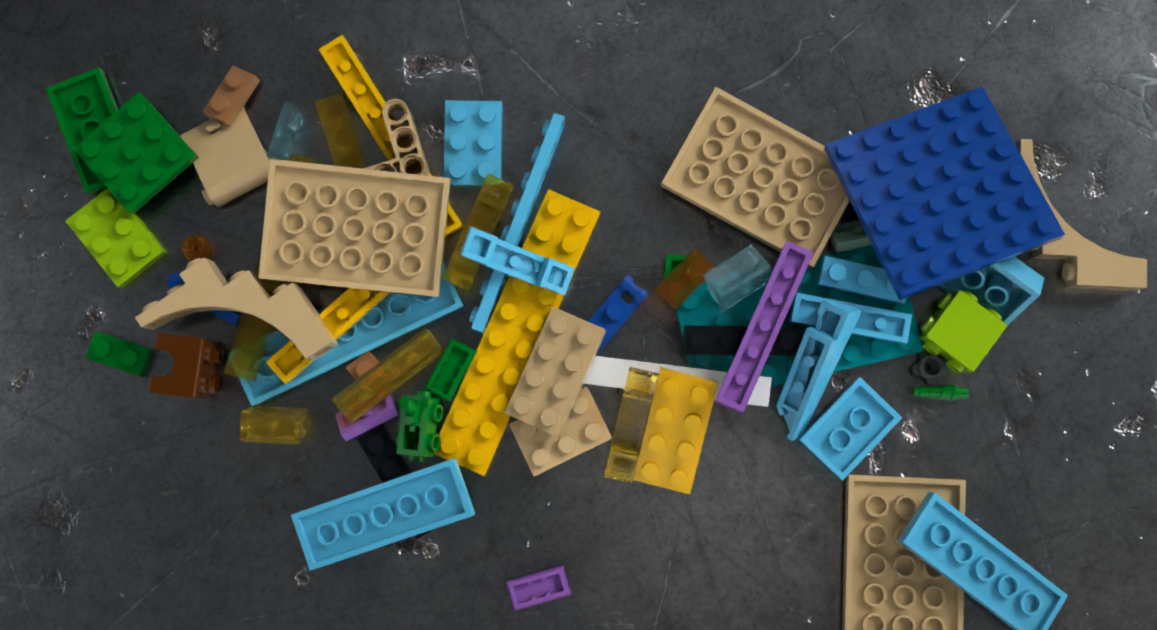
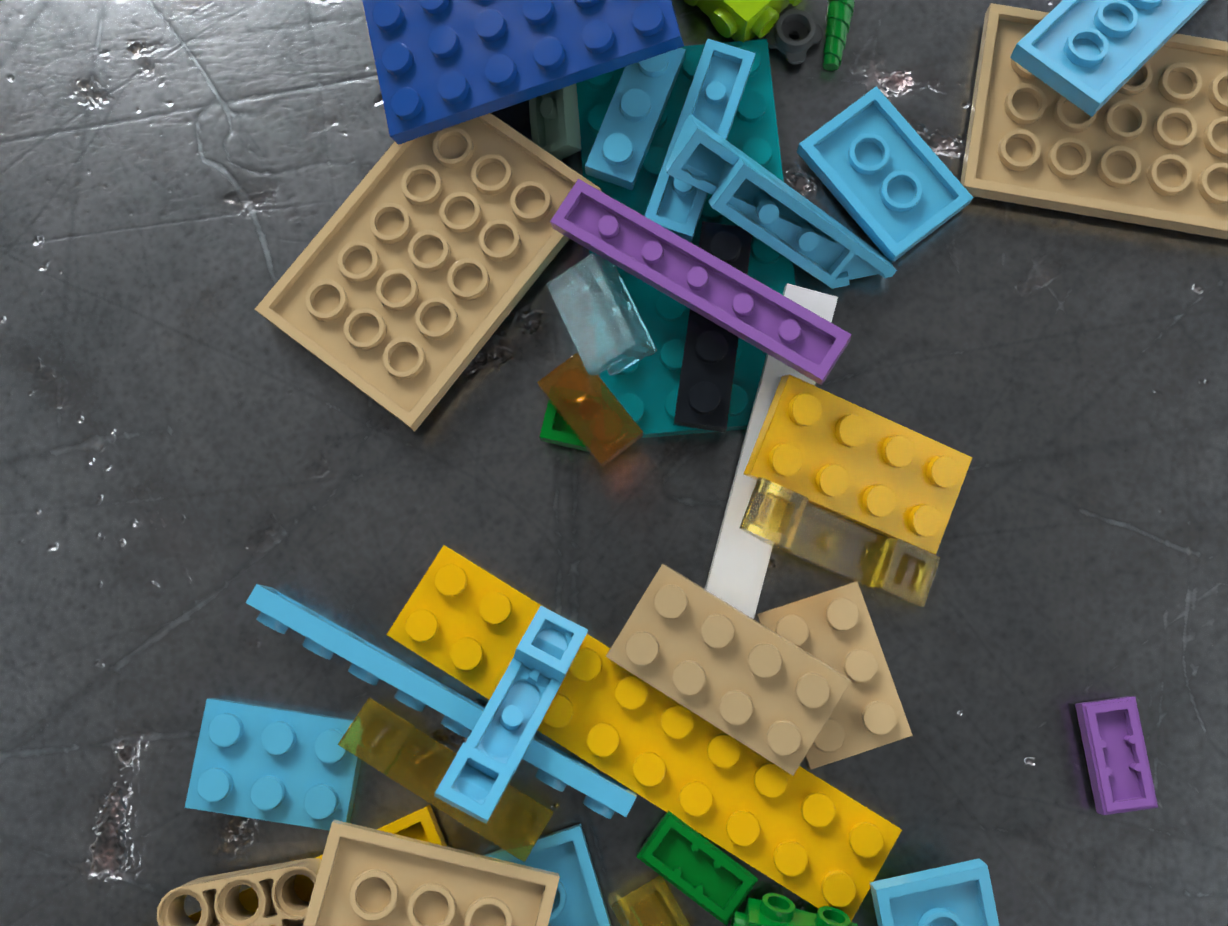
camera: 75 degrees left, 5 degrees down
(615, 310) = (628, 542): blue plate -> none

